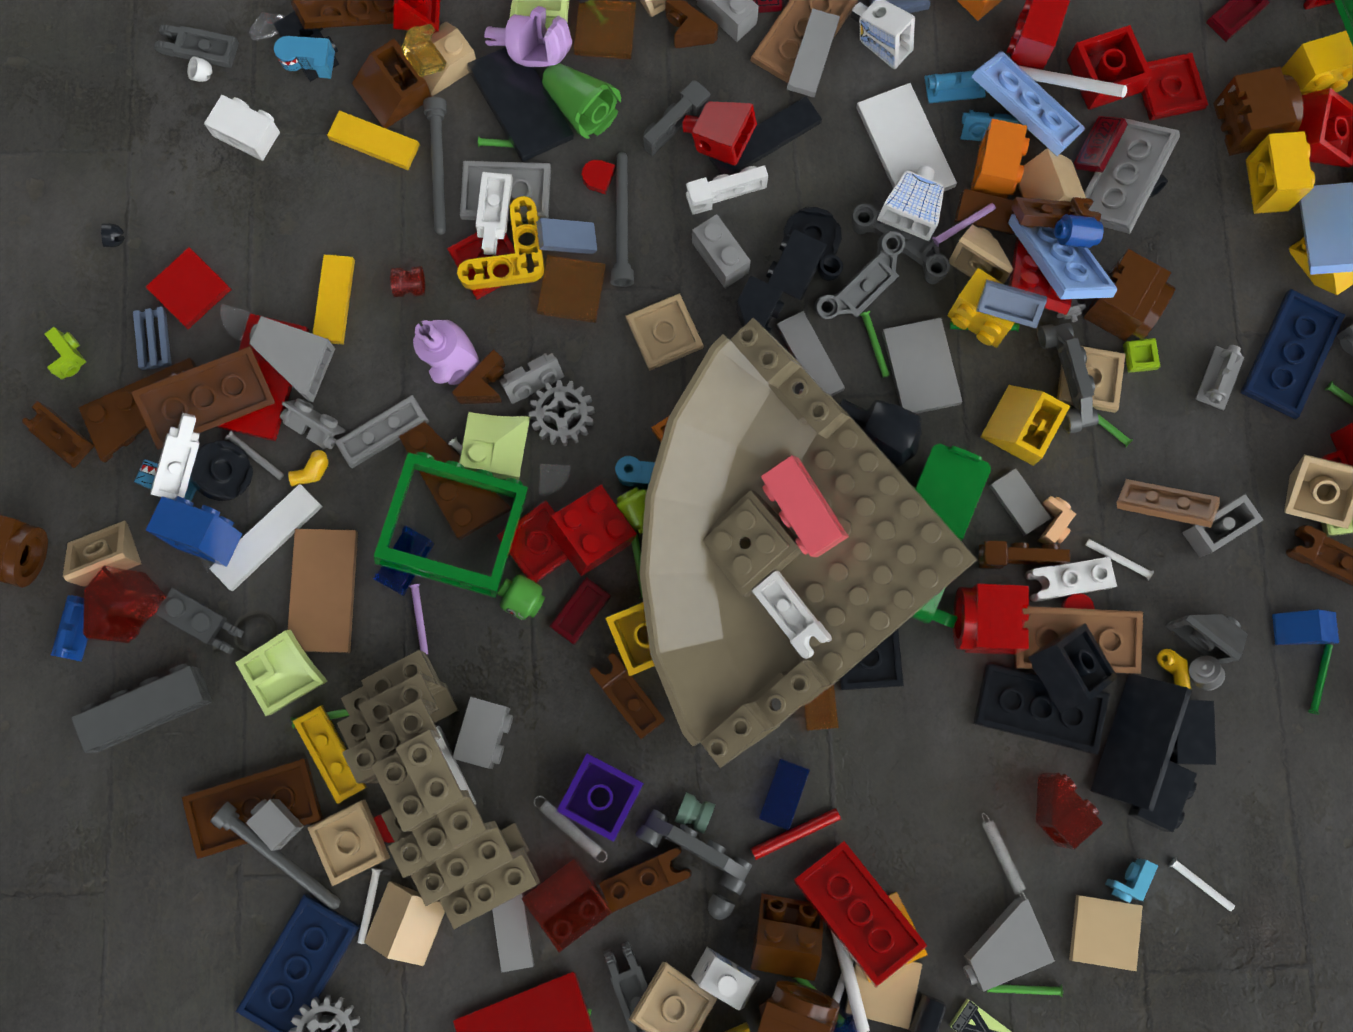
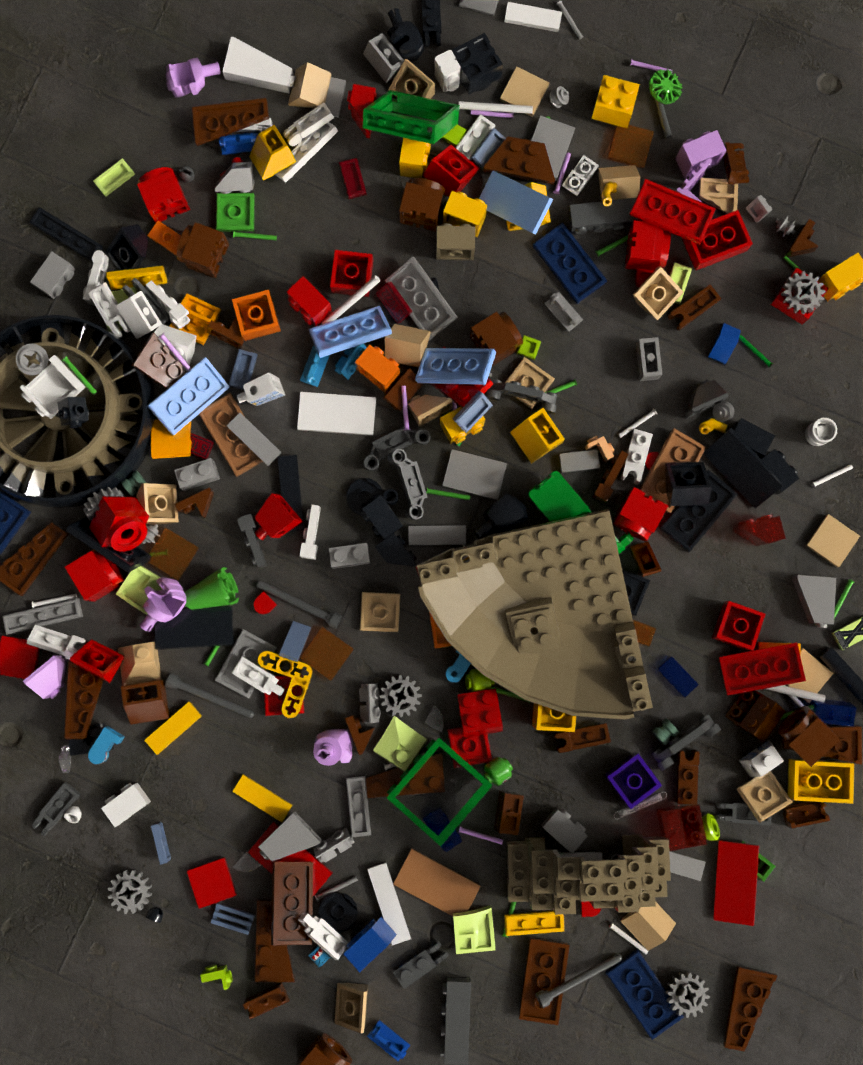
camera: 65 degrees left, 5 degrees up
(115, 194) = (128, 883): none -> light grey gear
(119, 604) = (391, 1006): clear red slope -> none
(211, 195) = (161, 842): none -> sand blue tile
(274, 823) = (561, 972): light grey brick -> none
(313, 470) = (362, 857): yellow arm -> none
(348, 842) = (589, 934): tan tile -> none
(407, 281) = (275, 748): clear red wheel -> none
(422, 52) = (139, 673): clear yellow bracket -> none
(469, 641) = (508, 813): none -> reddish brown hinge
(580, 611) = (521, 740): dark red tile -> none
(587, 948) = (710, 827): none -> lime brick
(720, 907) = (721, 742): dark grey hinge -> none
(790, 613) = (585, 624): white plate -> none
(795, 833) = (701, 681): red bar -> none
(803, 507) = (531, 588): coral brick -> none
(905, 846) = (738, 625): none -> red brick
(914, 203) = (379, 429): white torso -> none
(930, 660) = (645, 559): none -> reddish brown slope
(1008, 860) = (777, 574): white piece -> none
(1046, 213) = (428, 354): reddish brown plate -> none
(1078, 231) = (447, 349): blue brick -> none
(1138, 881) = (814, 509): medium azure bracket -> none
(1168, 503) = (622, 382): medium nougat tile -> none
(1174, 87) = (379, 240): red tile -> none
(1232, 179) = (455, 242): none -> dark tan brick
(1259, 833) = (821, 432): none -> white wheel

